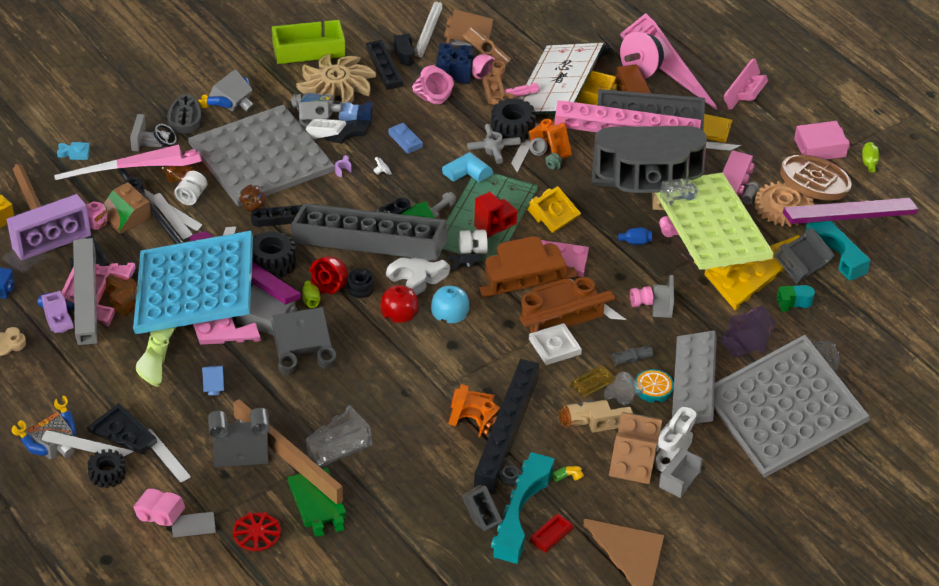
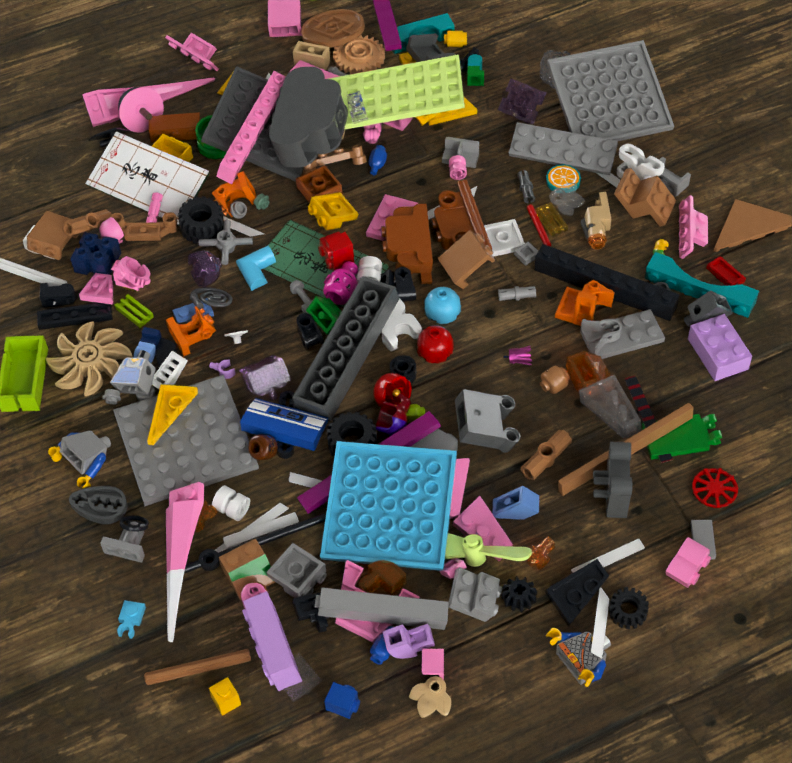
camera: 75 degrees left, 10 degrees up
(36, 336) = (433, 662): none -> bright pink panel
(109, 354) = (475, 594): none -> light grey plate
(114, 387) = (521, 587): none -> black gear
(123, 238) = (297, 571): none -> light grey plate
(137, 340) = (451, 566): none -> bright pink plate
(160, 397) = (539, 554): none -> clear orange plate
(187, 358) = (480, 521): none -> bright pink wing
(275, 394) = (539, 461): none -> medium nougat piece
(280, 205) = (284, 423): none -> blue slope
(285, 131) = (169, 406): none -> yellow wing
(300, 277) = (393, 416): none -> dark red piece
(329, 185) = (264, 375): none -> clear purple brick
(345, 466) = (643, 408): none -> black sticker
(367, 393) = (554, 379): none -> medium nougat head
(383, 138) = (199, 322): none -> orange tile
(383, 417) = (586, 369): none -> clear orange slope
(396, 99) = (126, 302): none -> lime tile
(396, 363) = (519, 355): none -> flat silver piece
(410, 70) = (98, 289): none -> bright pink wing
(419, 152) = (214, 300): none -> dark grey piece
(436, 524) = (719, 347): none -> lavender brick
(442, 447) = (621, 334): none -> light grey plate
(453, 130) = (205, 267): none -> clear purple cylinder
(457, 221) = (341, 283): none -> dark pink piece
(465, 273) = (404, 284): none -> black piece
(479, 360) = (517, 293): none -> light grey pin
(507, 305) = (465, 257): none -> medium nougat panel
(537, 357) = (526, 253): none -> light grey plate
(578, 371) = (540, 229): none -> red bar
(585, 195) = (318, 183): none -> dark orange brick
(608, 500) = (692, 227): none -> bright pink bracket
(630, 204) = (338, 154): none -> medium nougat plate
(764, 165) = (312, 53): none -> tan brick
(824, 295) = (464, 61): none -> black axle
(839, 276) = (455, 38): none -> yellow brick

